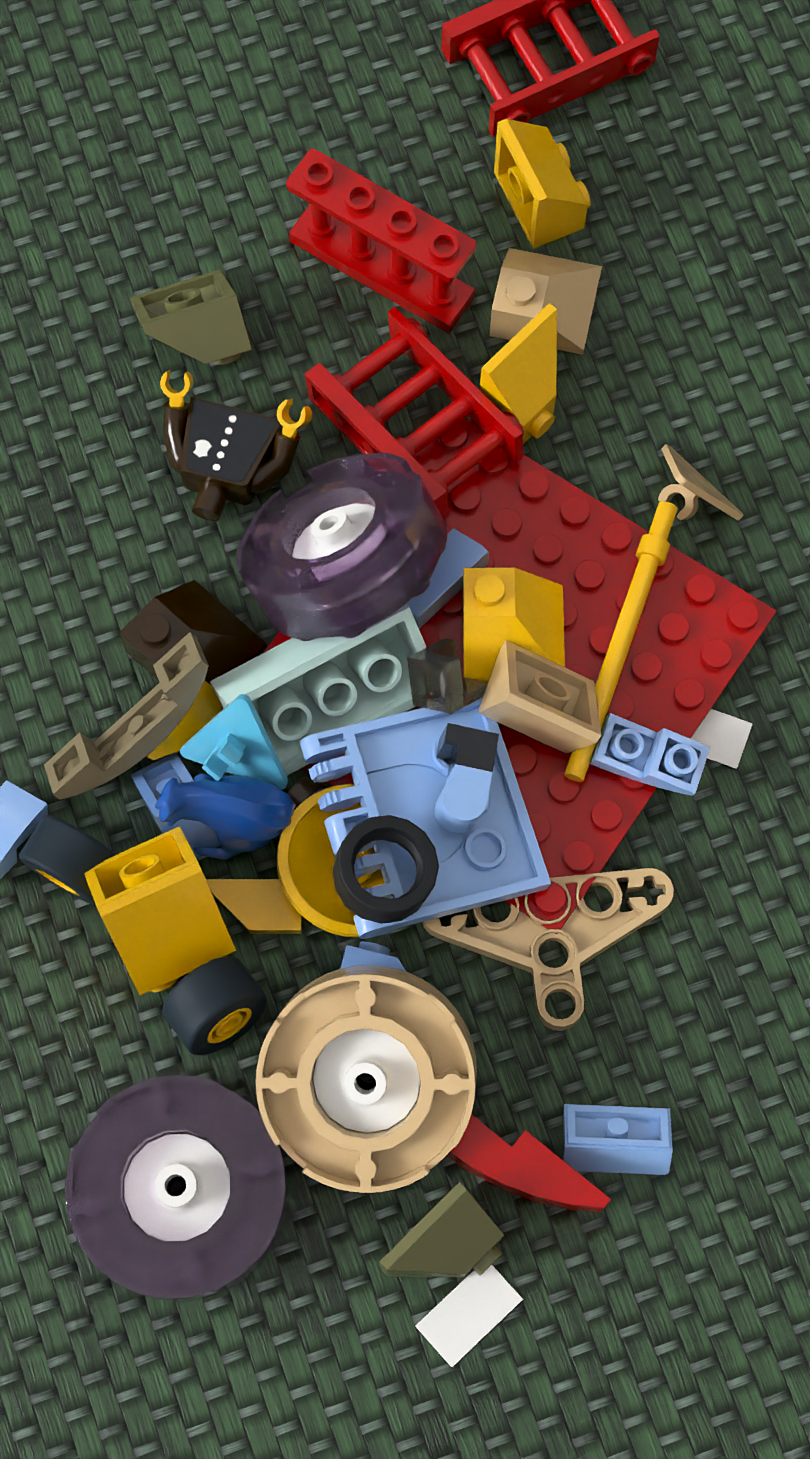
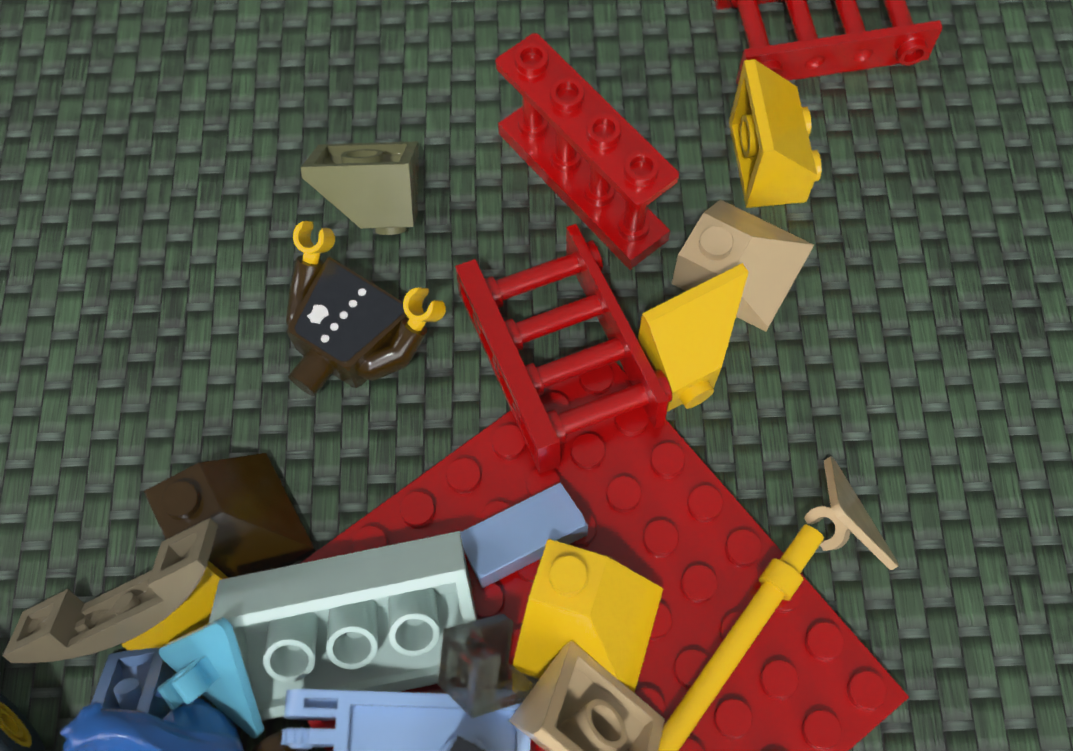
camera: 20 degrees right, 5 degrees down
(343, 547) = (418, 476): clear purple piece -> none

